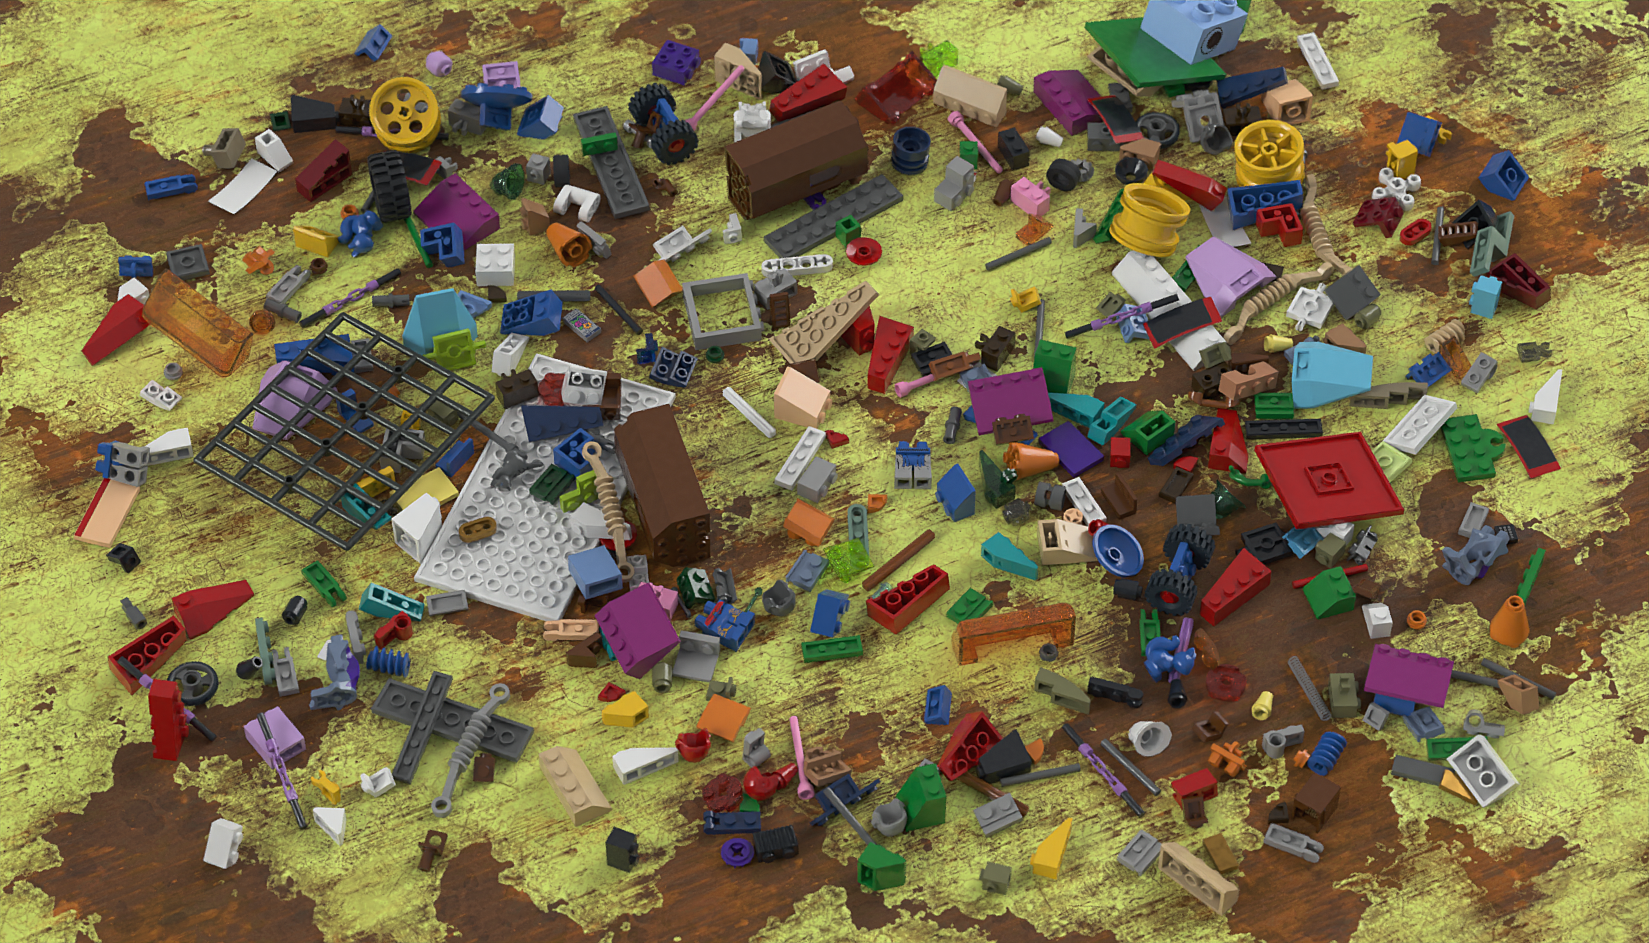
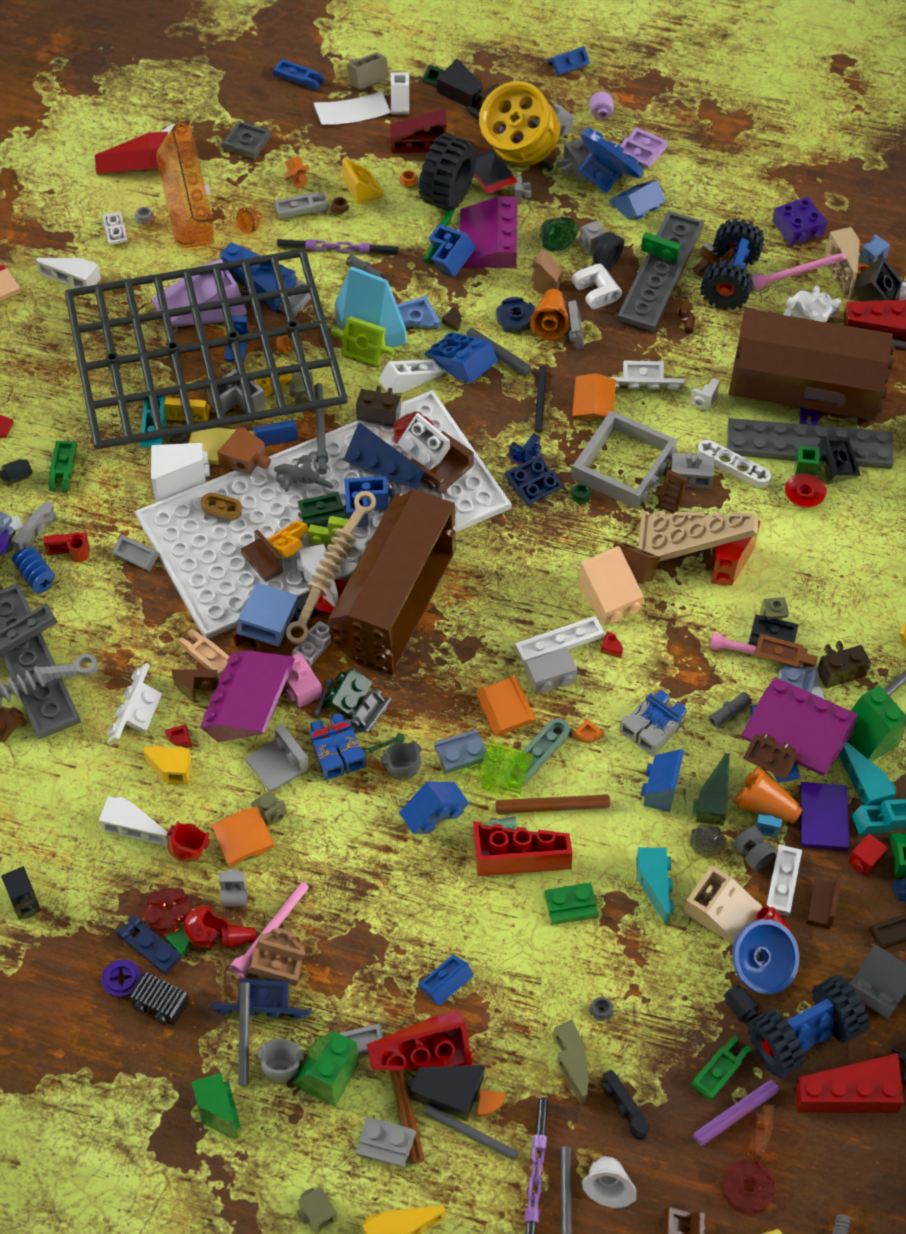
camera: 40 degrees right, 5 degrees up
(123, 462) = (22, 261): light grey hips -> none
(135, 266) = (206, 118): blue hips -> none
(282, 310) = (274, 221): dark grey pin -> none
(362, 226) = (395, 195): blue animal -> none
(387, 603) = (89, 520): teal slope -> none
(453, 483) = (243, 452): none -> dark orange torso
(495, 264) = (475, 293): white brick -> none
(542, 269) = (505, 315): none -> dark blue plate
(545, 540) = (263, 557): none -> reddish brown panel
(551, 519) = (289, 539): none -> light orange plate
(561, 694) = (138, 706): none -> white bracket
(573, 784) = (57, 797): tan slope -> none
(581, 325) = (495, 391): tile -> none
(662, 677) = (231, 755): olive brick -> none
(749, 412) = (558, 567): white axle -> none
(832, 649) = (404, 844): green plate -> none
(867, 216) = (838, 459): none -> black slope
(888, 352) = (733, 598): red wedge -> none
(1008, 476) = (725, 799): dark green plate -> none
(1045, 475) = (769, 825): none -> dark azure plate
(1053, 619) = (533, 930): clear orange windscreen -> none
(1073, 515) = (757, 884): light nougat wheel -> none
(1160, 660) = (698, 1108): blue animal -> none
(1177, 696) = (686, 1157): black cone -> none

